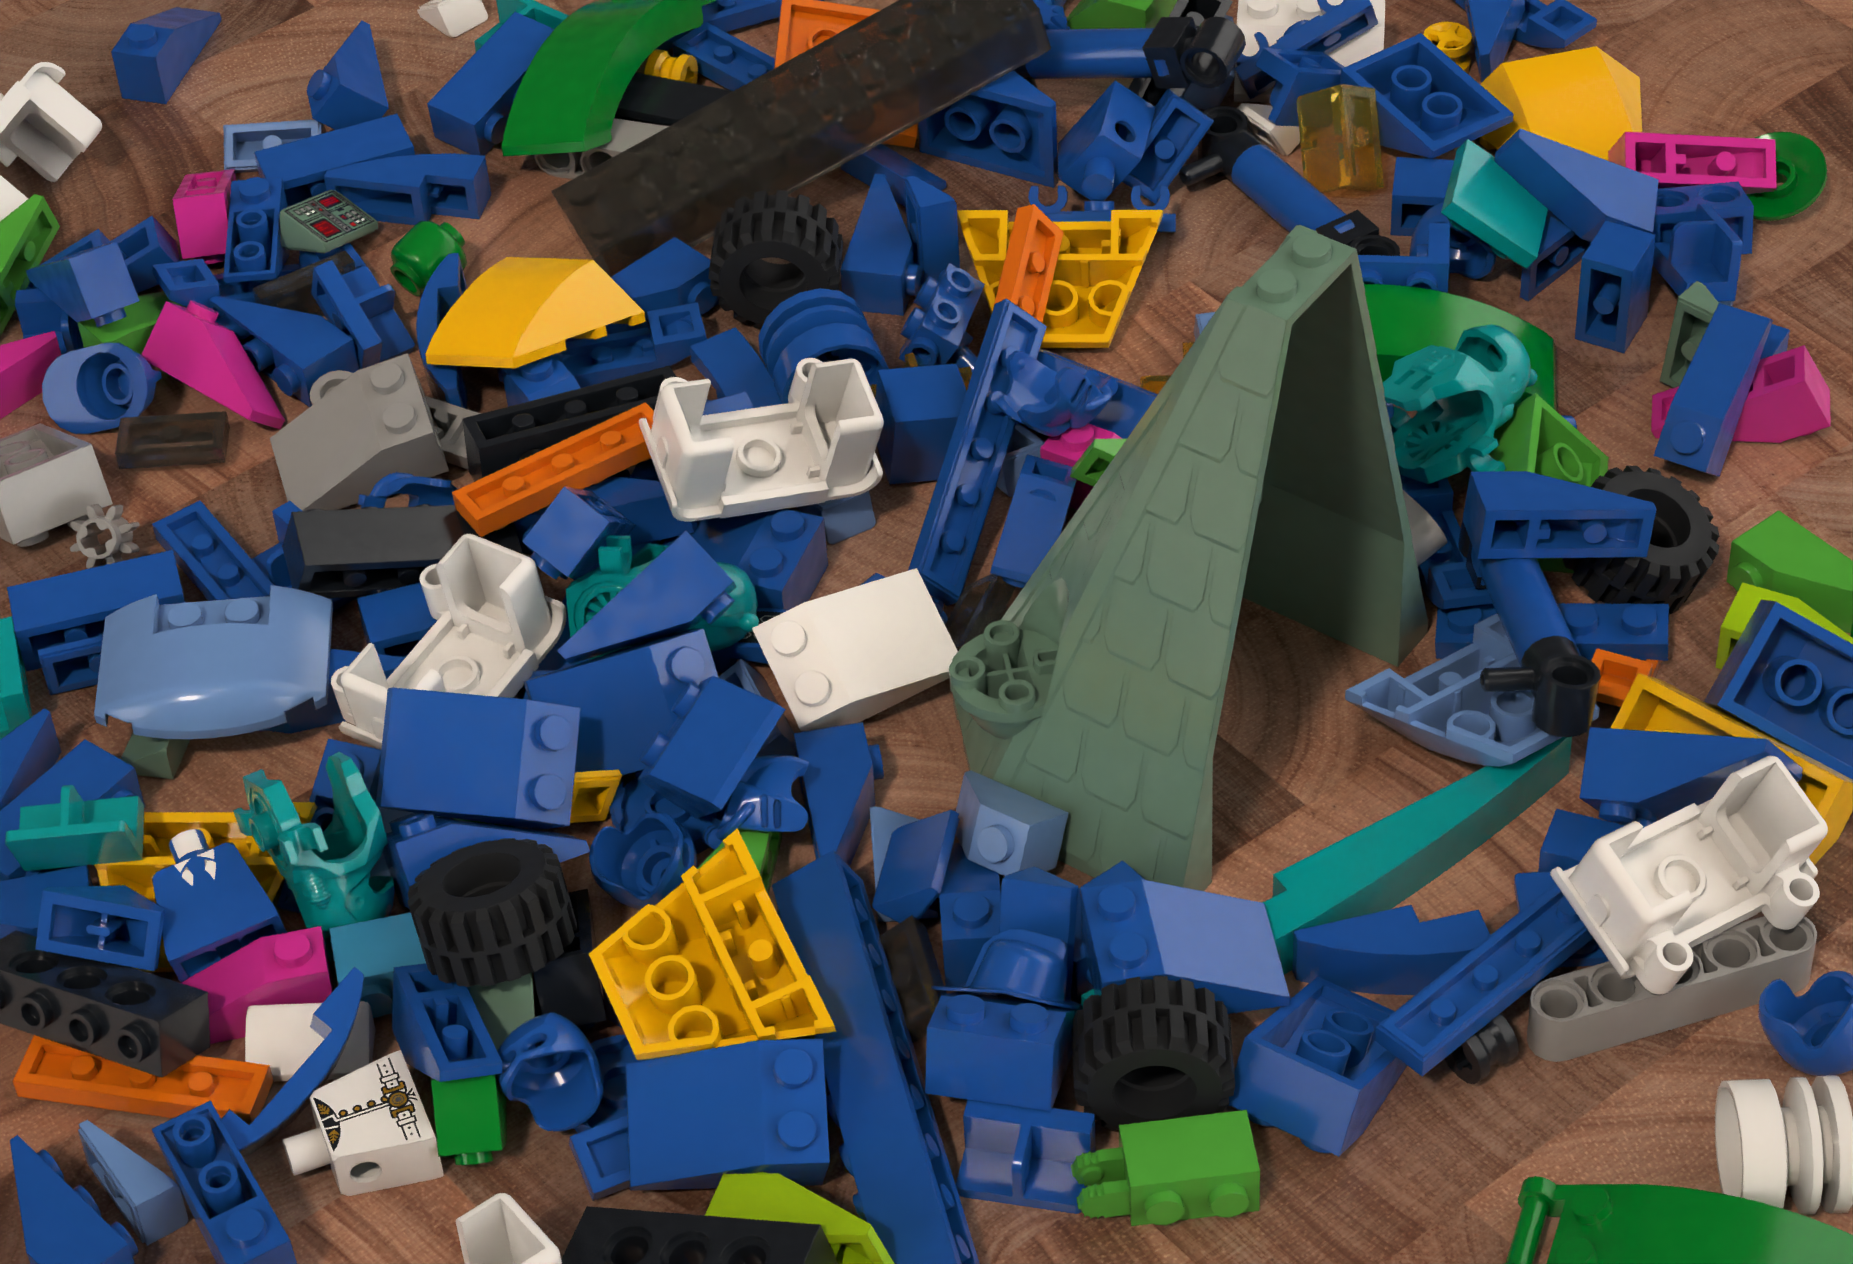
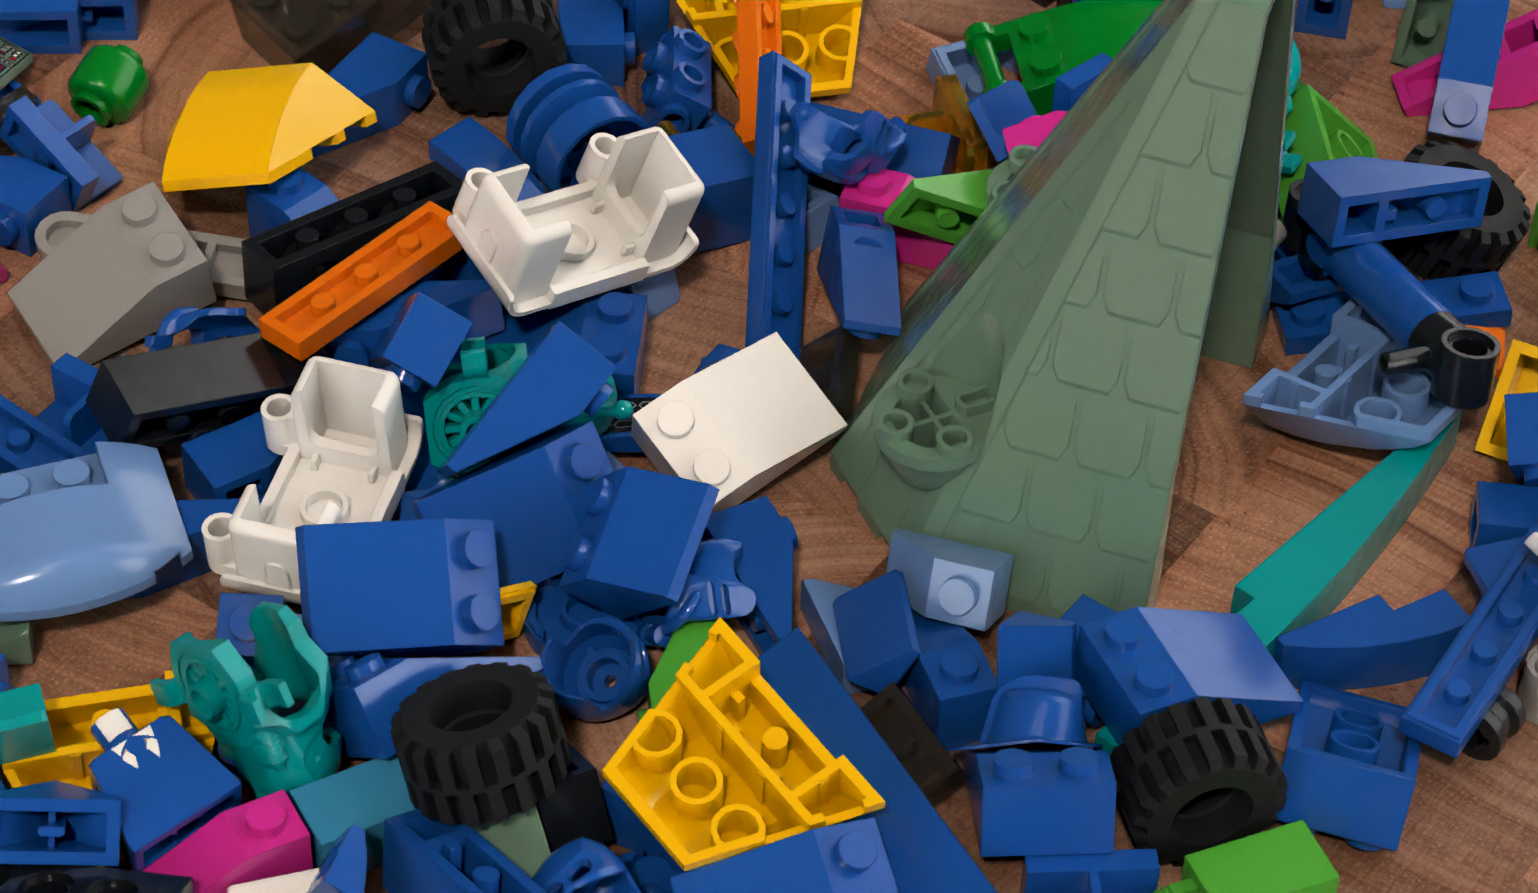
camera: 20 degrees left, 0 degrees up
(439, 295) = (147, 136): blue slope -> none
(635, 351) = (372, 154): blue slope -> none

